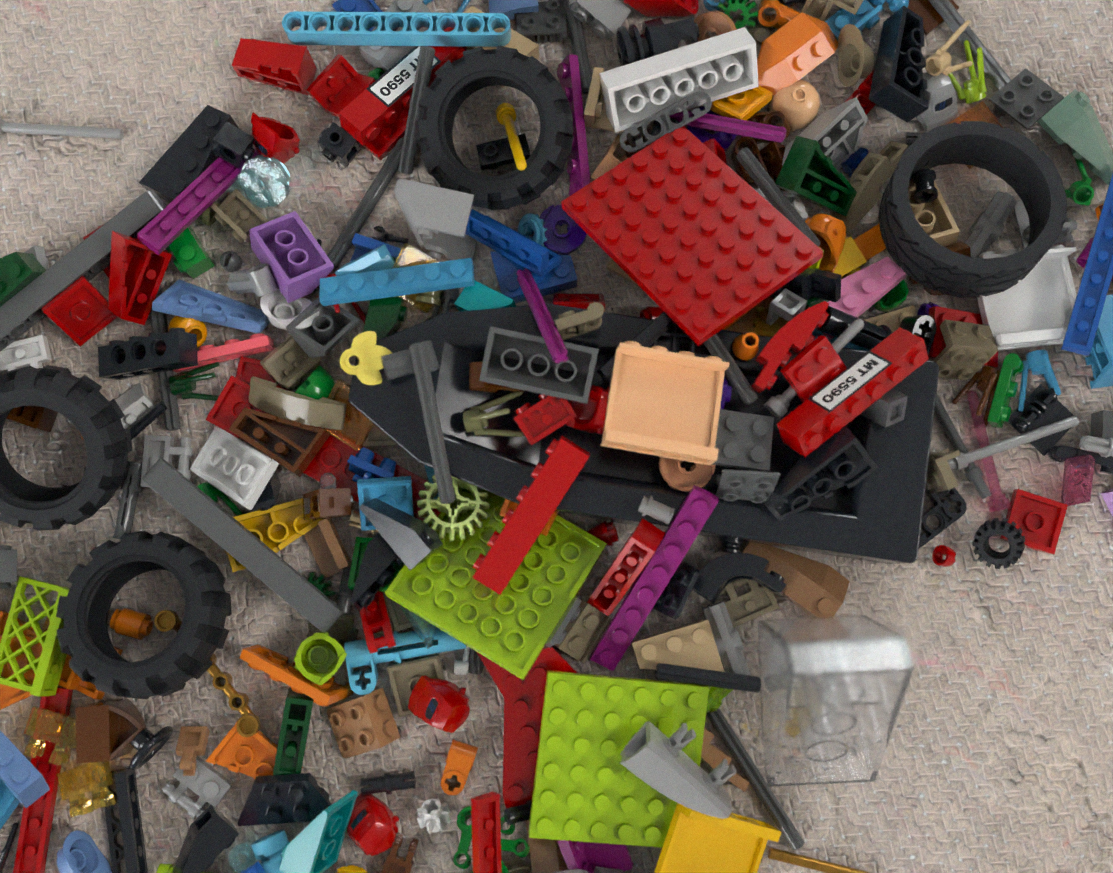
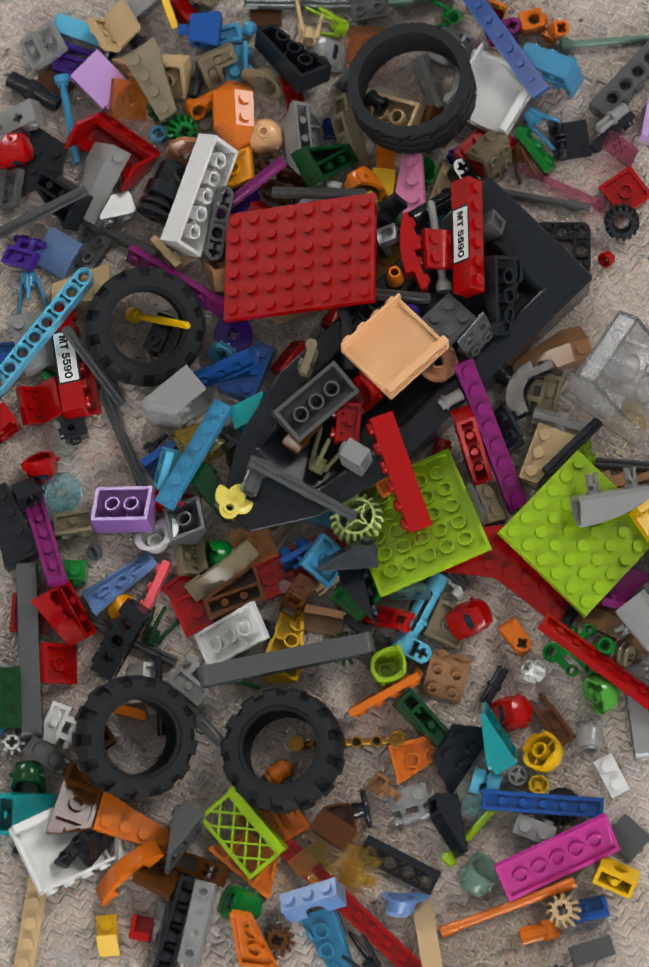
camera: 45 degrees left, 5 degrees down
(253, 280) = (123, 540): light grey piece -> none
(508, 453) = (355, 456): none -> light grey brick
(542, 316) = (286, 378): magenta axle -> none
(939, 472) = (553, 225): dark tan bracket -> none
(962, 460) = (556, 206): light grey bar -> none

